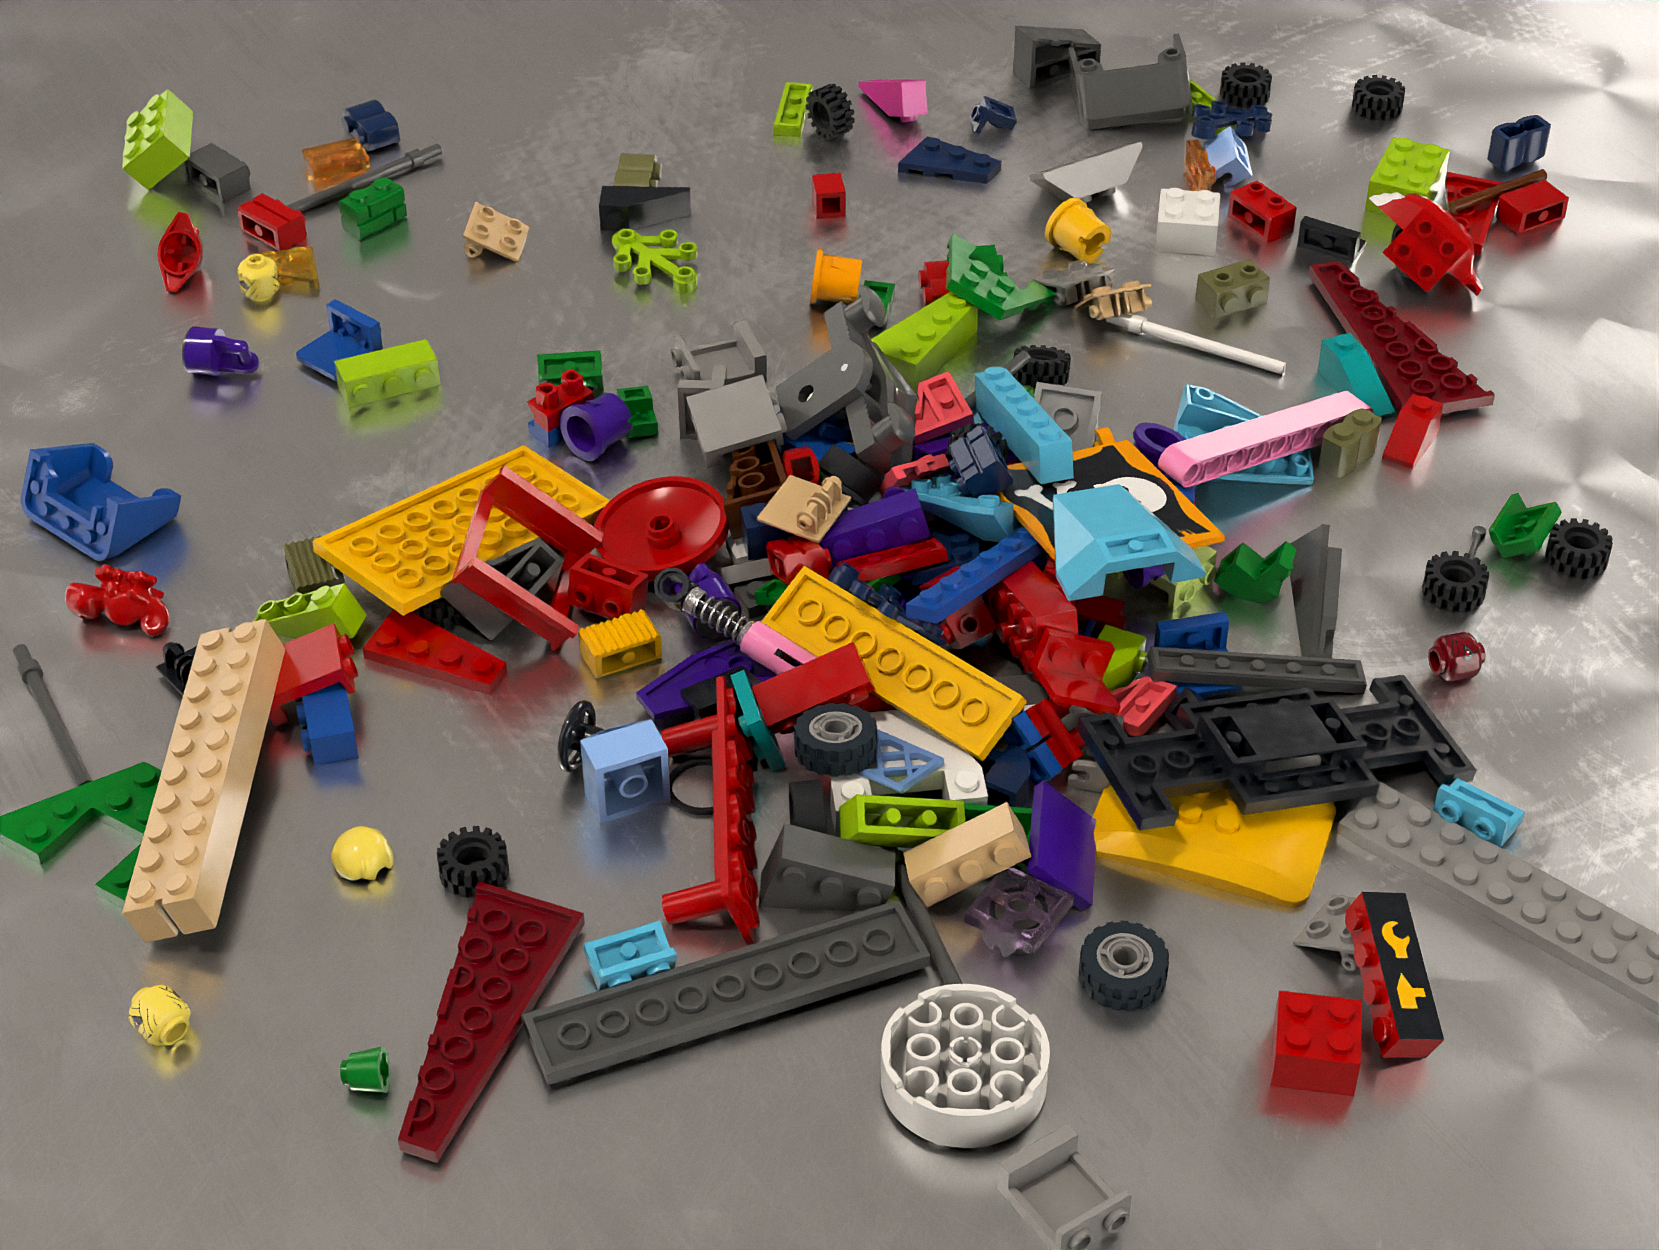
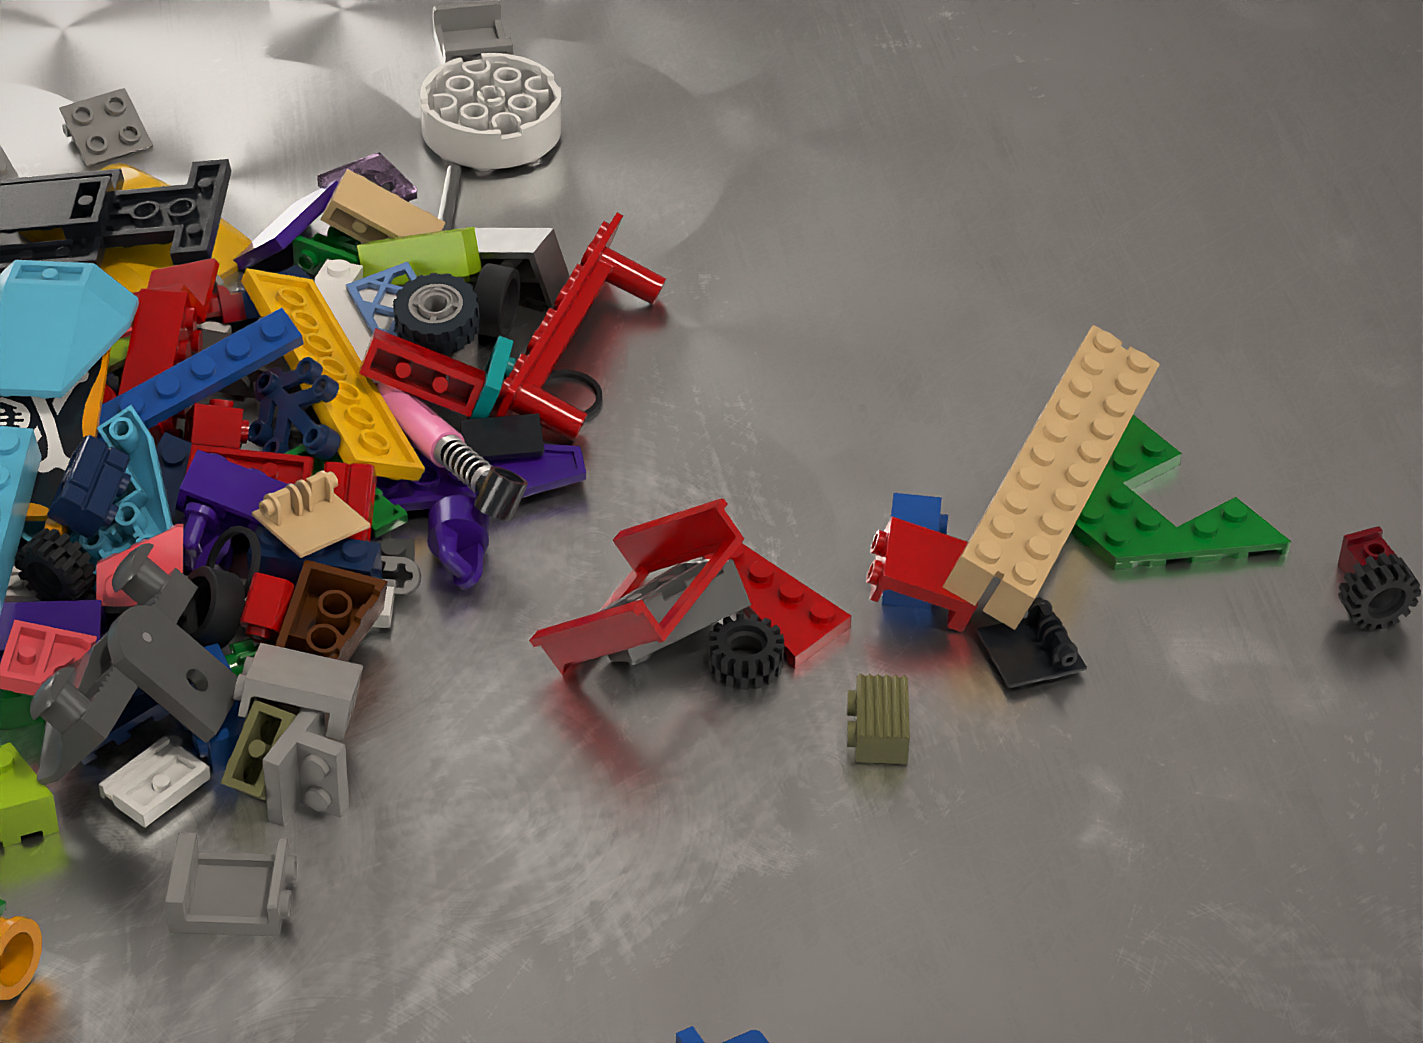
camera: 160 degrees left, 0 degrees up
(32, 674) = (1228, 698): dark grey bar -> none
(75, 499) = (1121, 892): blue windscreen -> none
(123, 599) = (1111, 749): red animal -> none
(159, 1015) = (1135, 324): light yellow head -> none
(312, 611) = (885, 648): lime slope -> none
(361, 853) = (917, 413): light yellow hair -> none
(367, 1070) = (967, 243): green hat -> none
(387, 373) = (666, 1000): lime brick -> none
(414, 545) = (682, 703): yellow plate -> none
(468, 846) = (803, 364): black tyre -> none
(498, 975) = (832, 283): dark red wing -> none
(551, 402) = (483, 848): red hips -> none
(585, 363) = (441, 918): green bracket -> none
(595, 425) = (454, 802): dark purple piece -> none
(606, 587) = (558, 578): red brick -> none
(620, 643) = (573, 532): yellow brick -> none
(621, 764) = (645, 390): light blue piece -> none
(629, 955) = (711, 255): medium azure bracket -> none
(641, 408) = (383, 846): green slope -> none
(663, 525) = (456, 635): red dish -> none
(724, 991) = (656, 220): dark grey plate -> none
(1123, 965) = (307, 148): black wheel -> none
(1316, 1043) = (211, 62): red brick -> none
(1393, 975) = (117, 62): brick -> none

